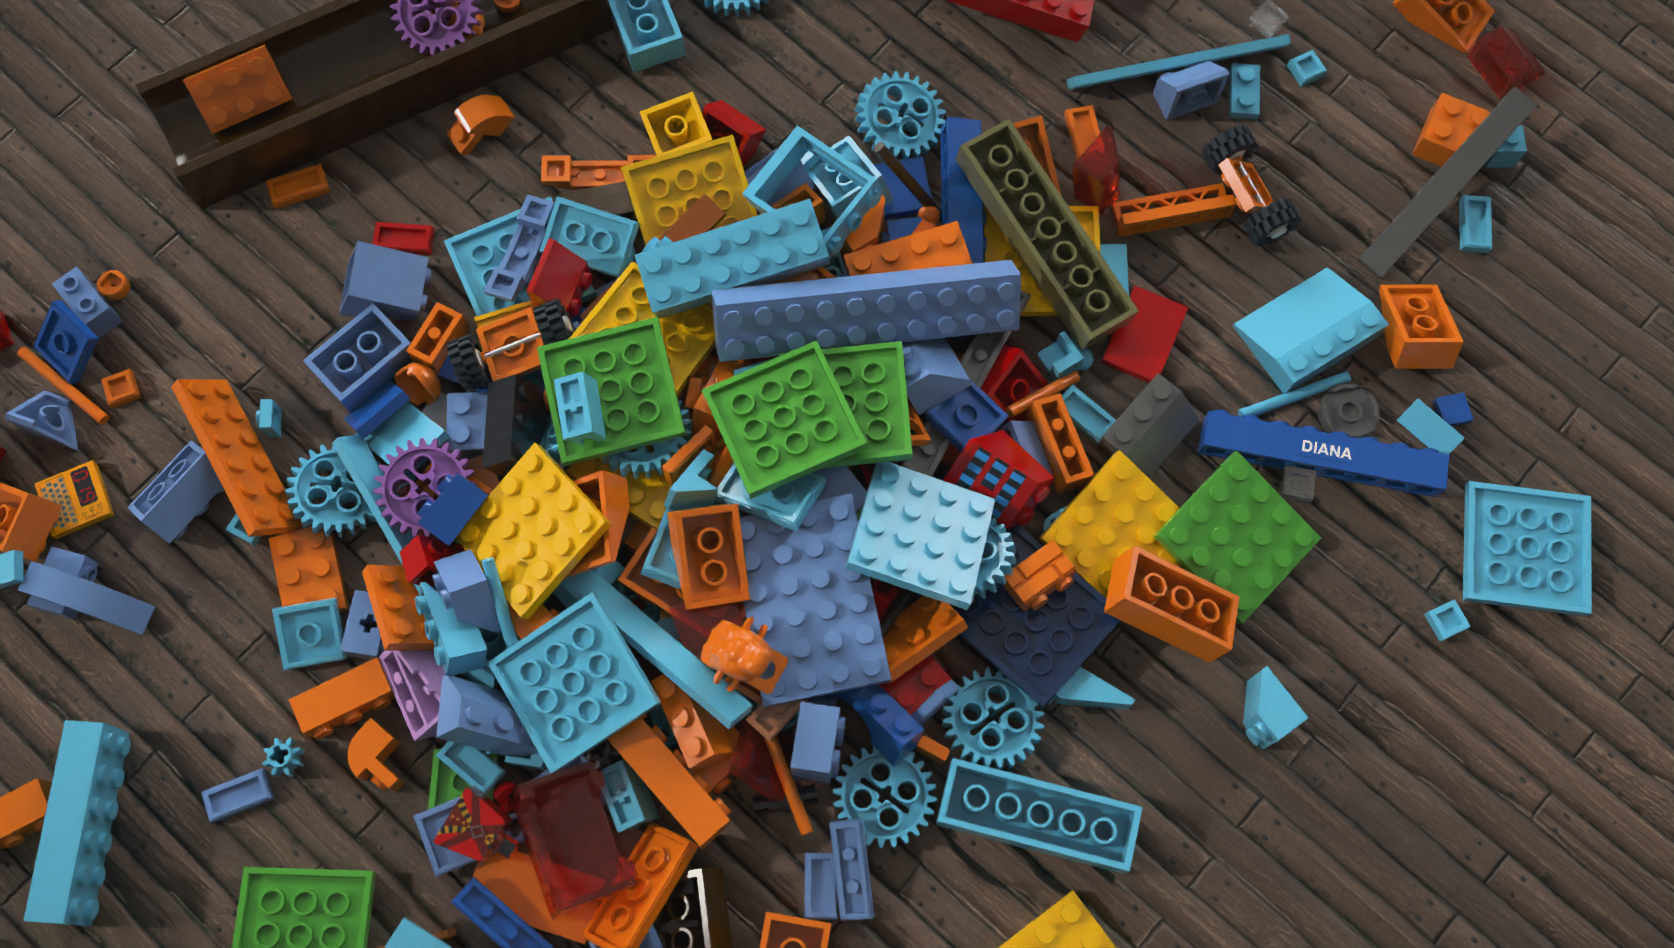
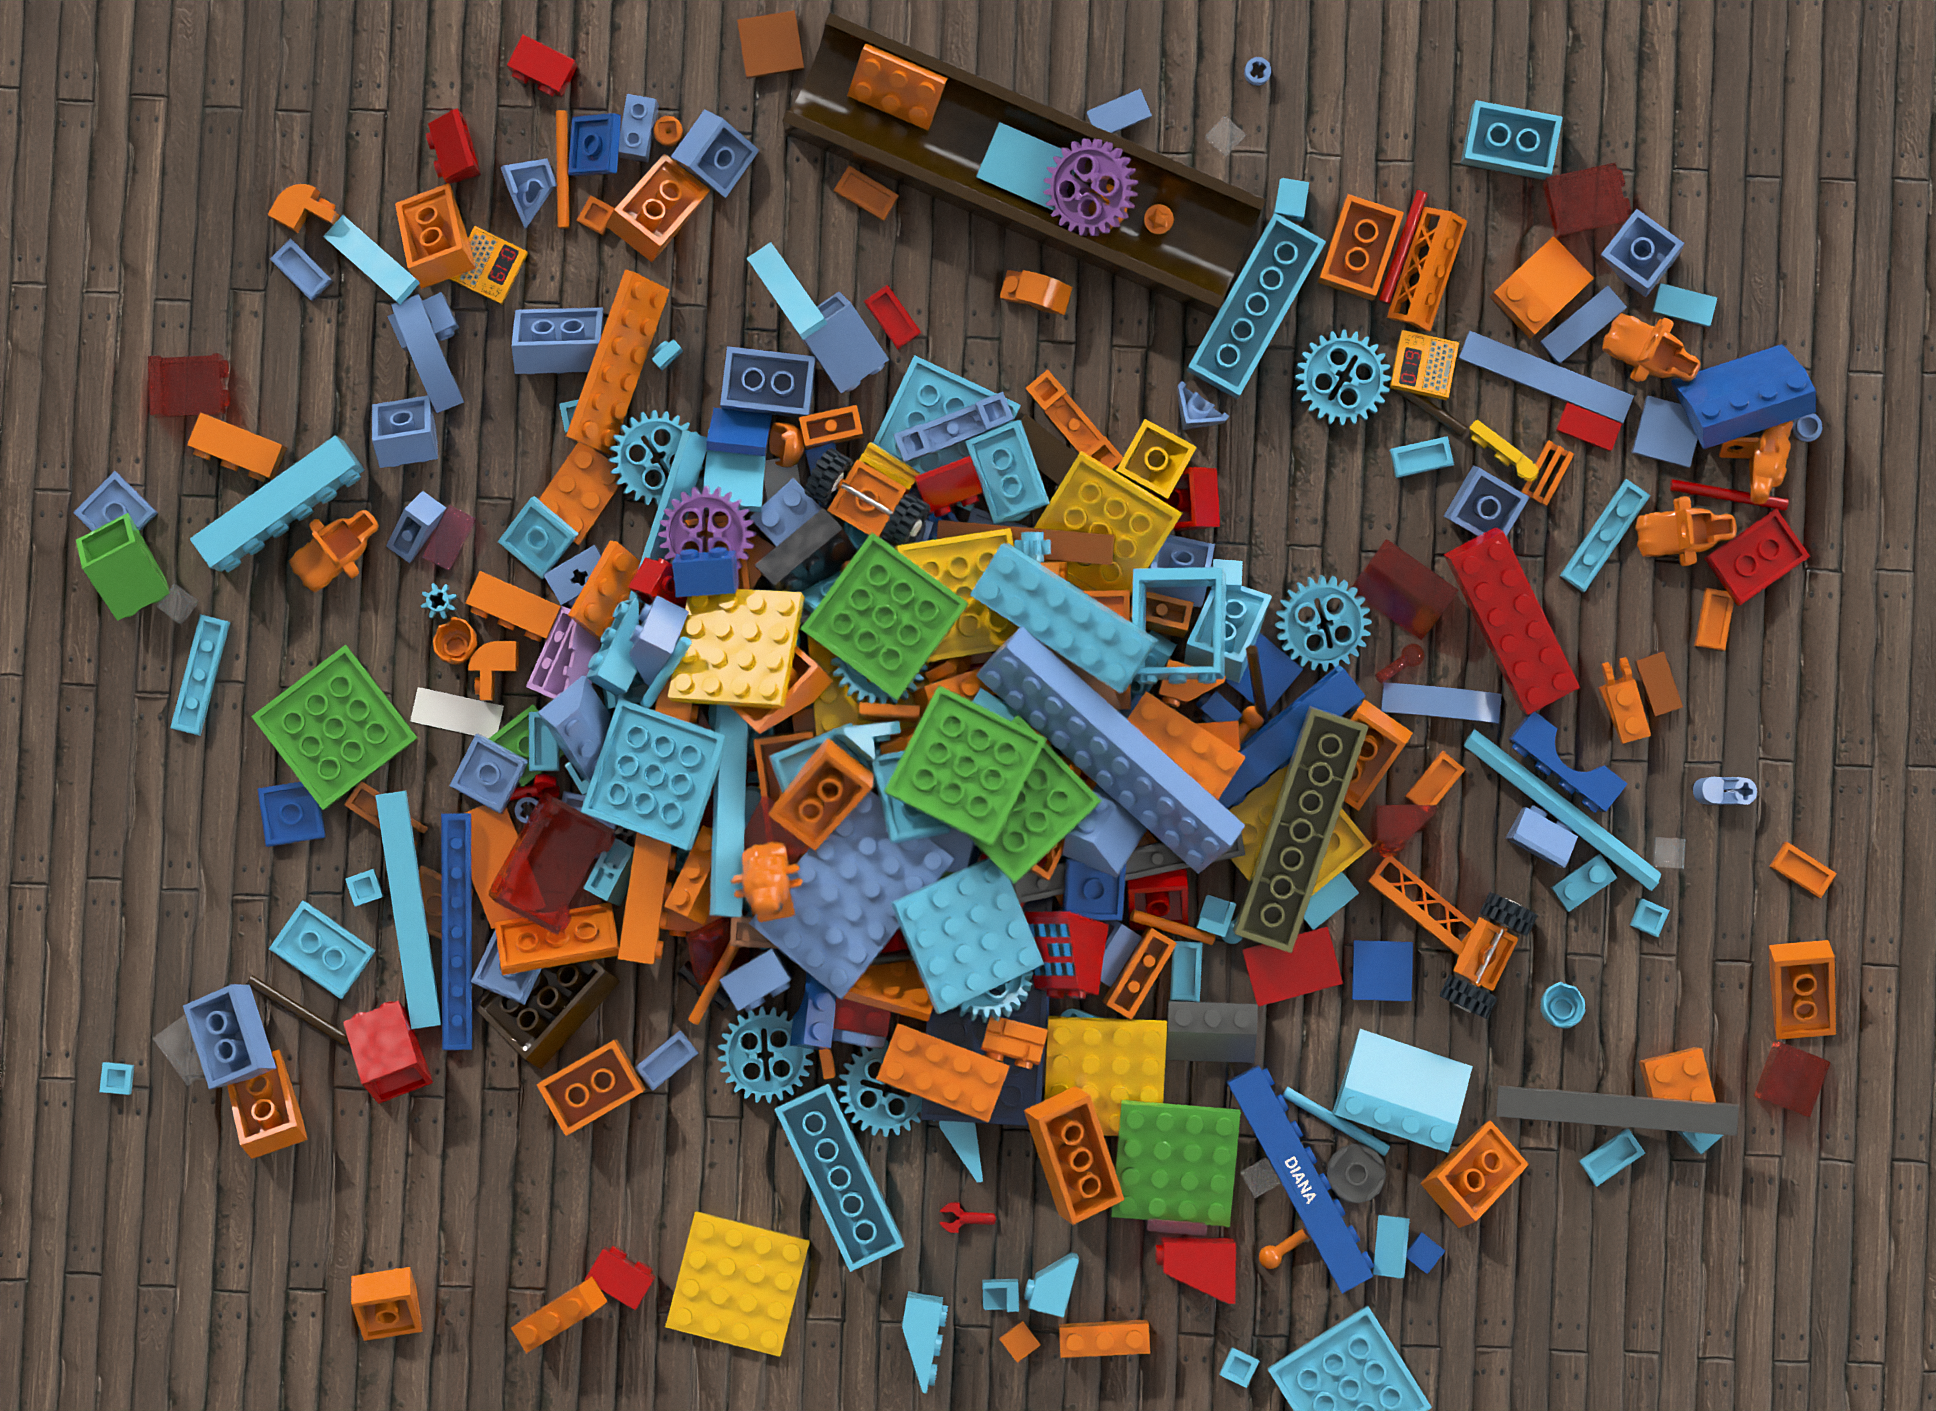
camera: 55 degrees right, 15 degrees up
(129, 167) = (770, 44): none -> dark orange tile
(129, 672) = (404, 432): none -> medium blue slope
(157, 338) = (657, 207): none -> orange slope
(160, 810) = (333, 549): none -> orange piece
(161, 263) = (715, 152): none -> medium blue slope
(208, 725) = (415, 526): none -> medium blue slope
(237, 795) = (387, 591): medium blue tile -> none
(244, 707) = (449, 537): none -> clear pink tile
(307, 286) = (787, 291): none -> medium azure tile
(326, 770) = (455, 641): none -> orange hair
(376, 52) = (1019, 164): none -> medium azure tile
(384, 823) = (456, 713): none -> white sticker
(477, 828) = (503, 790): torso -> none
(579, 408) = (848, 611): medium azure hinge -> none
(667, 83) = (1197, 411): none -> medium blue slope
(851, 869) = (694, 1073): medium blue tile -> none
(924, 43) = (1404, 589): none -> clear red slope
(975, 81) = (1411, 655): none -> clear red bar
(1020, 653) = (942, 1073): none -> orange brick
(1026, 84) = (1441, 702): none -> medium blue slope
(1112, 41) = (1537, 739): none -> blue arch
(1152, 743) = (965, 1217): none -> red bar
(1200, 274) = (1382, 970): none -> blue tile
(1225, 851) = (920, 1326): none -> medium azure slope
(1242, 764) = (1001, 1294): none -> medium azure panel
(1290, 577) = (1176, 1226): none -> clear pink tile
(1293, 781) = (1019, 1341): none -> orange tile
(1330, 168) = (1562, 1005): none -> medium azure hair
(1341, 576) = (1201, 1263): none -> red slope
(1344, 708) = (1104, 1338): none -> orange brick
(1369, 527) = (1271, 1256): none -> orange bar

